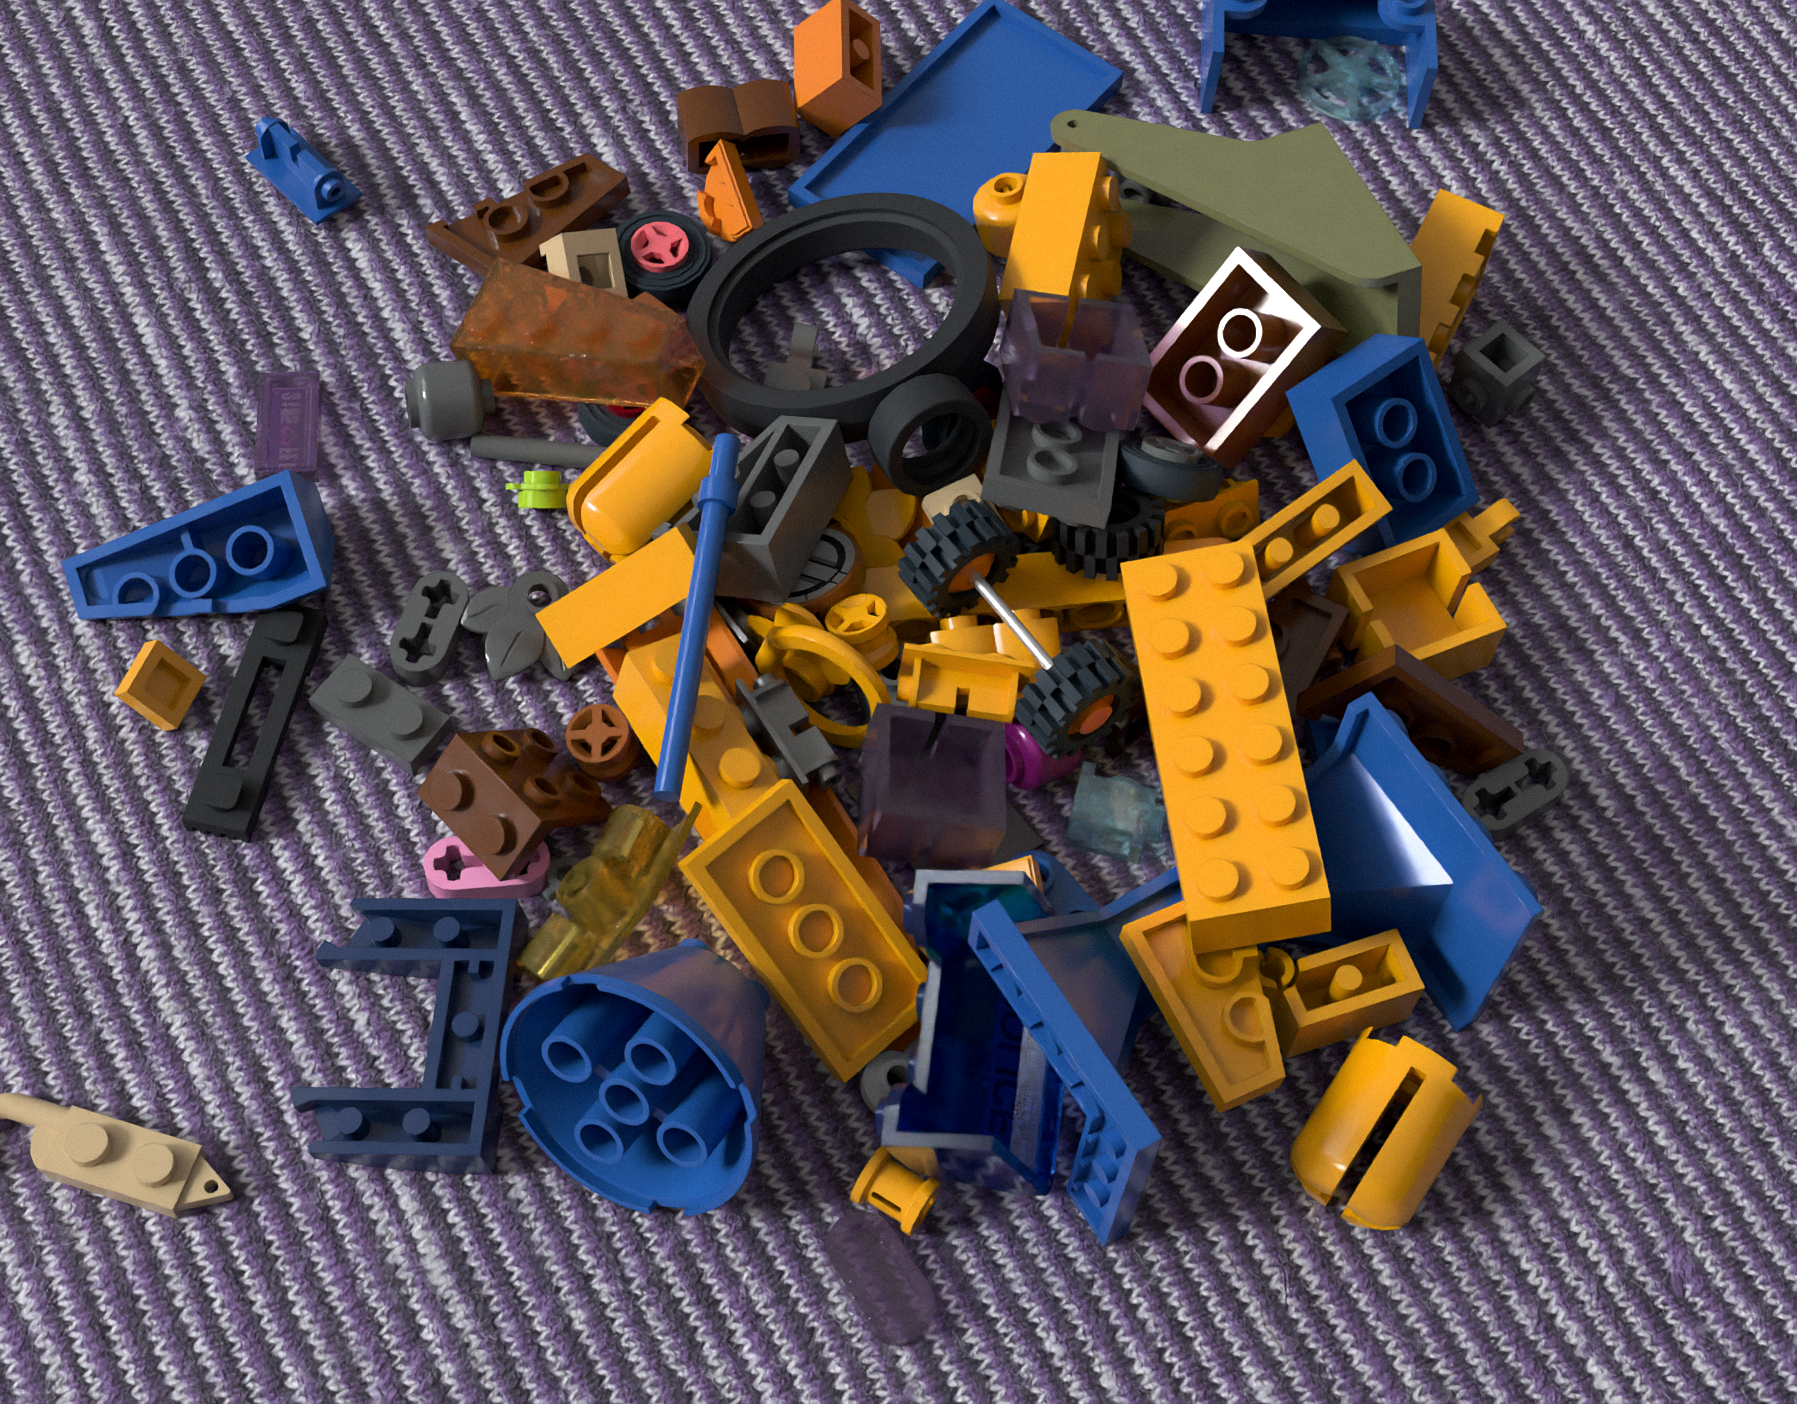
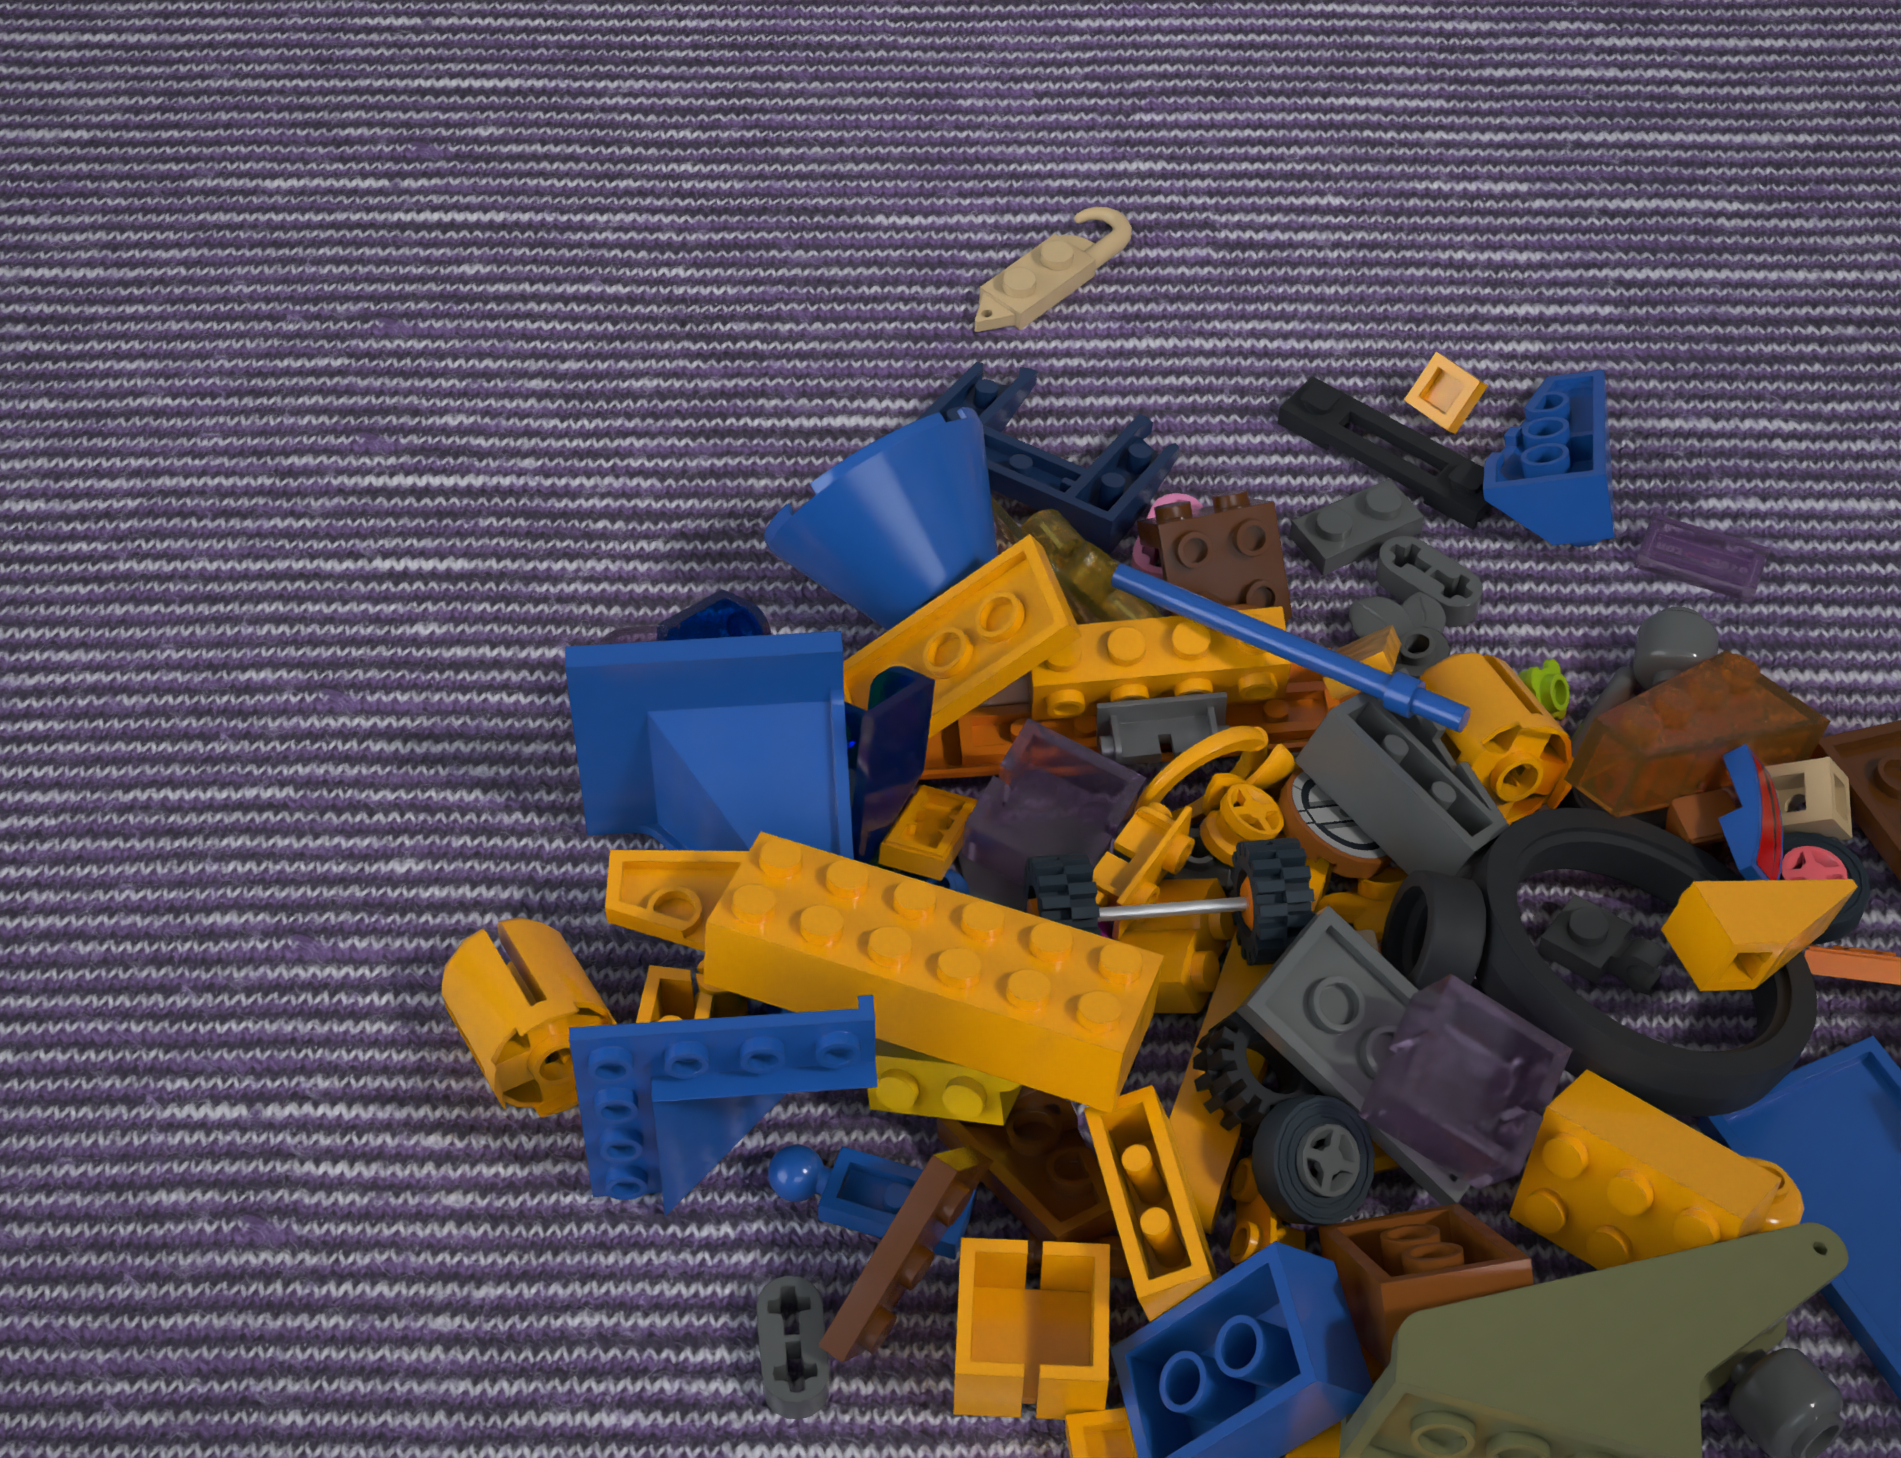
camera: 120 degrees right, 10 degrees down
(658, 275) = (1756, 827): none -> blue slope
(789, 230) = (1747, 930): none -> light orange slope

